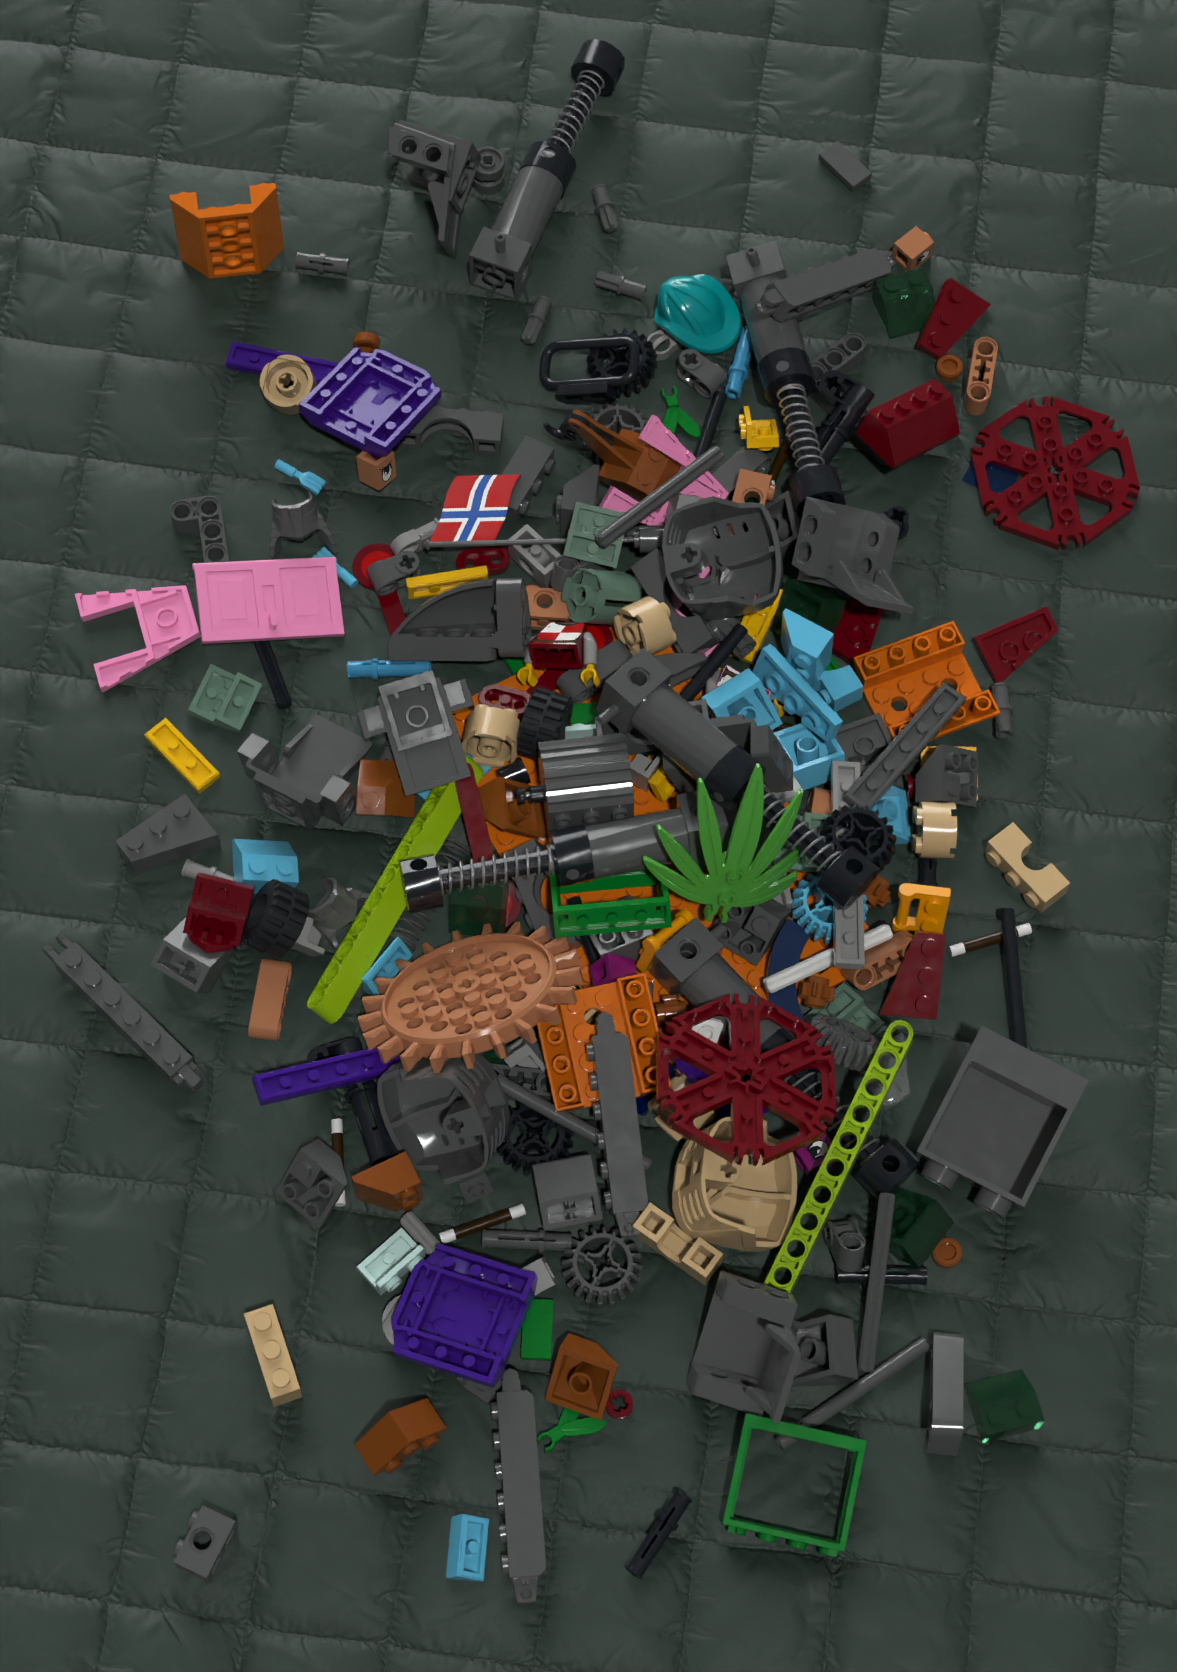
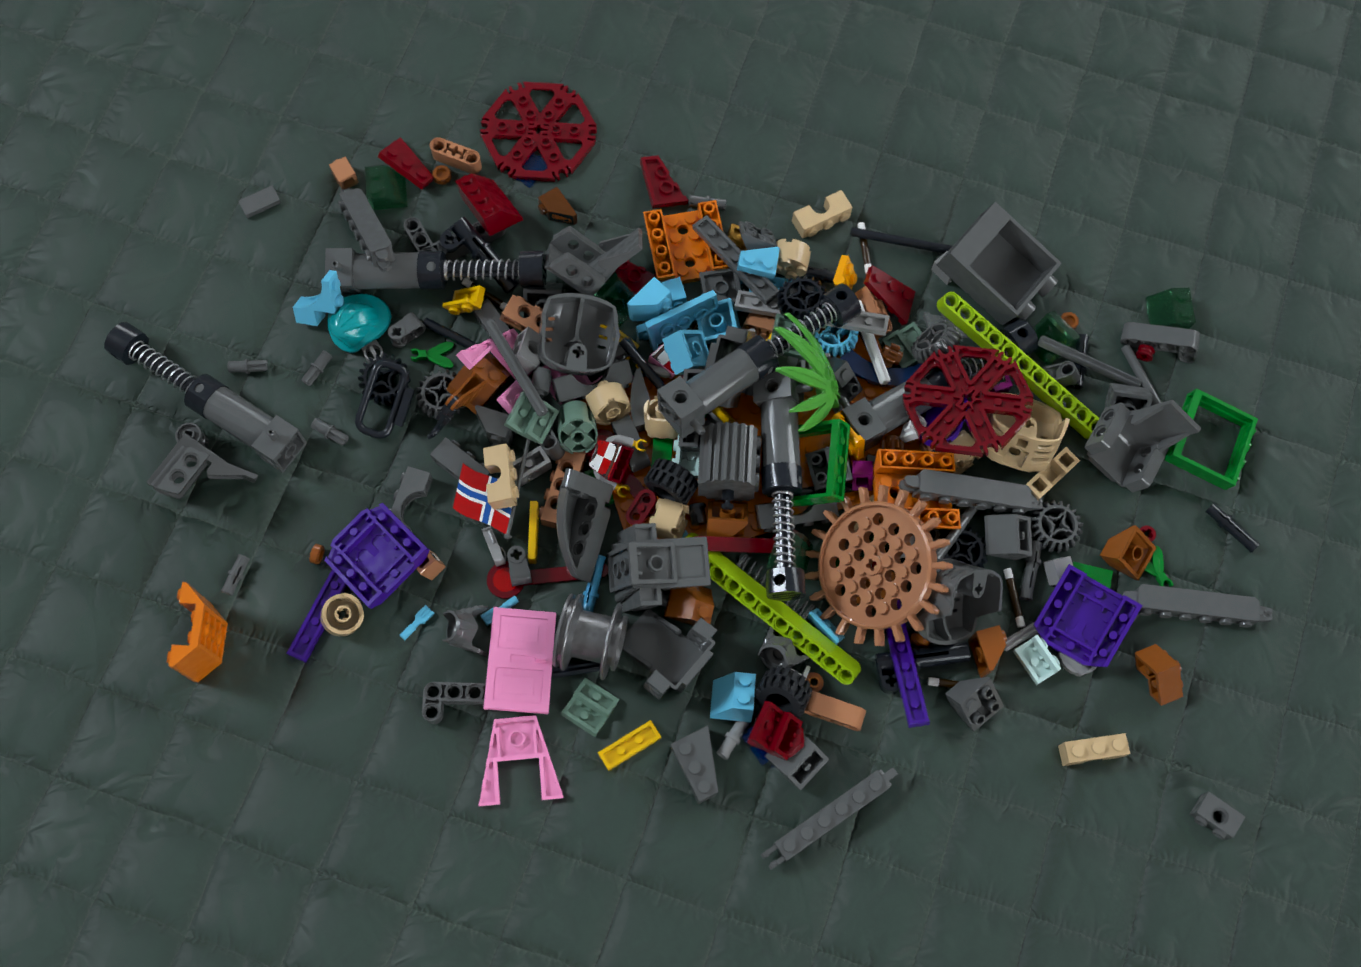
camera: 80 degrees left, 5 degrees up
(306, 975) = (818, 678): none -> dark orange plate
(308, 656) = (589, 636): none -> flat silver wheel
(467, 1548) = (1229, 647): medium azure slope -> none
(485, 522) = (502, 492): none -> tan arch
(485, 556) = (523, 507): dark red plate -> none
(706, 259) = (314, 308): none -> medium azure arch
(738, 371) = (409, 305): dark azure pin -> none
(900, 516) = (551, 229): black bush -> none
(905, 776) = (759, 262): none -> medium azure wing
(920, 1372) = (1145, 353): none -> dark red bush
(937, 515) = (556, 207): none -> reddish brown slope

